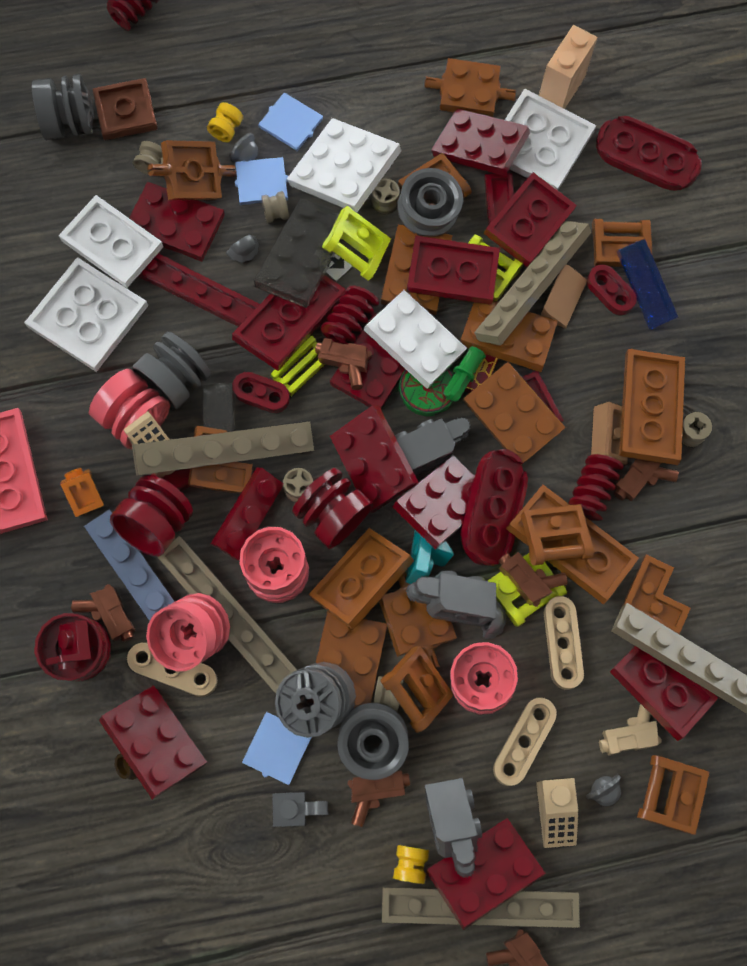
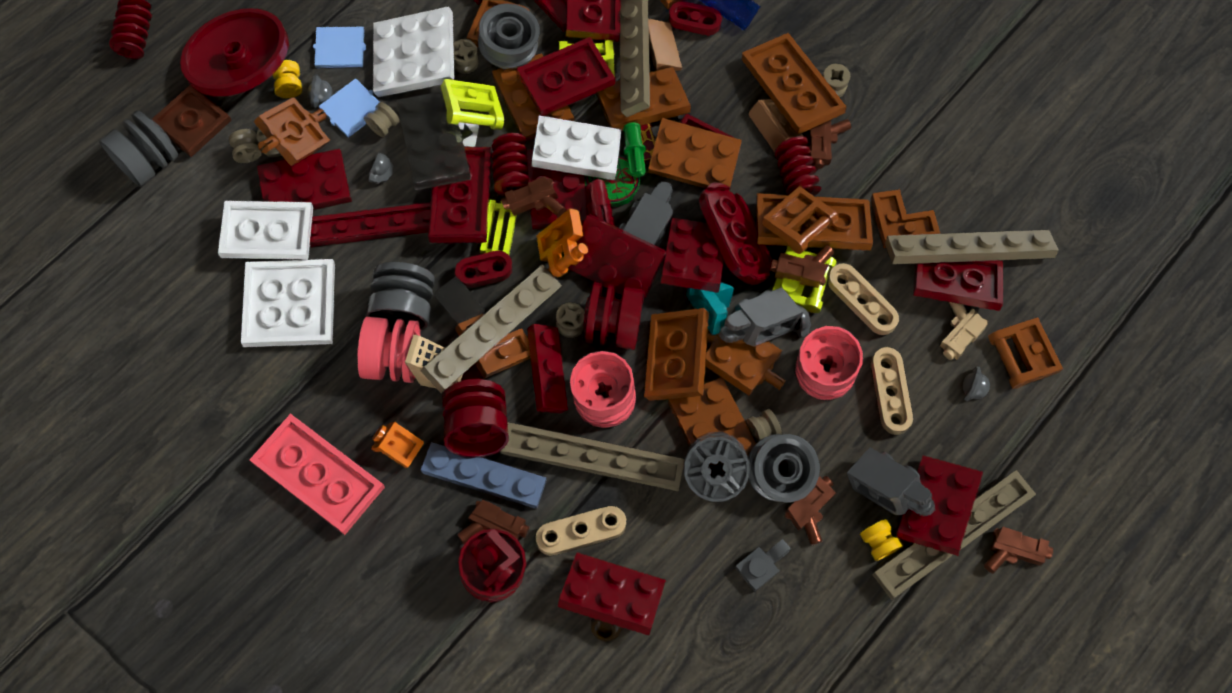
camera: 35 degrees left, 5 degrees down
(188, 632) = (571, 502): coral wheel -> none
(198, 72) = (234, 52): none -> dark red dish
(276, 750) = (711, 531): light blue piece -> none
(335, 413) = (559, 238): none -> orange plate
(398, 395) = (598, 201): none -> dark red hinge
(424, 683) = (788, 398): dark orange plate -> none
(558, 812) = (955, 422): tan slope -> none

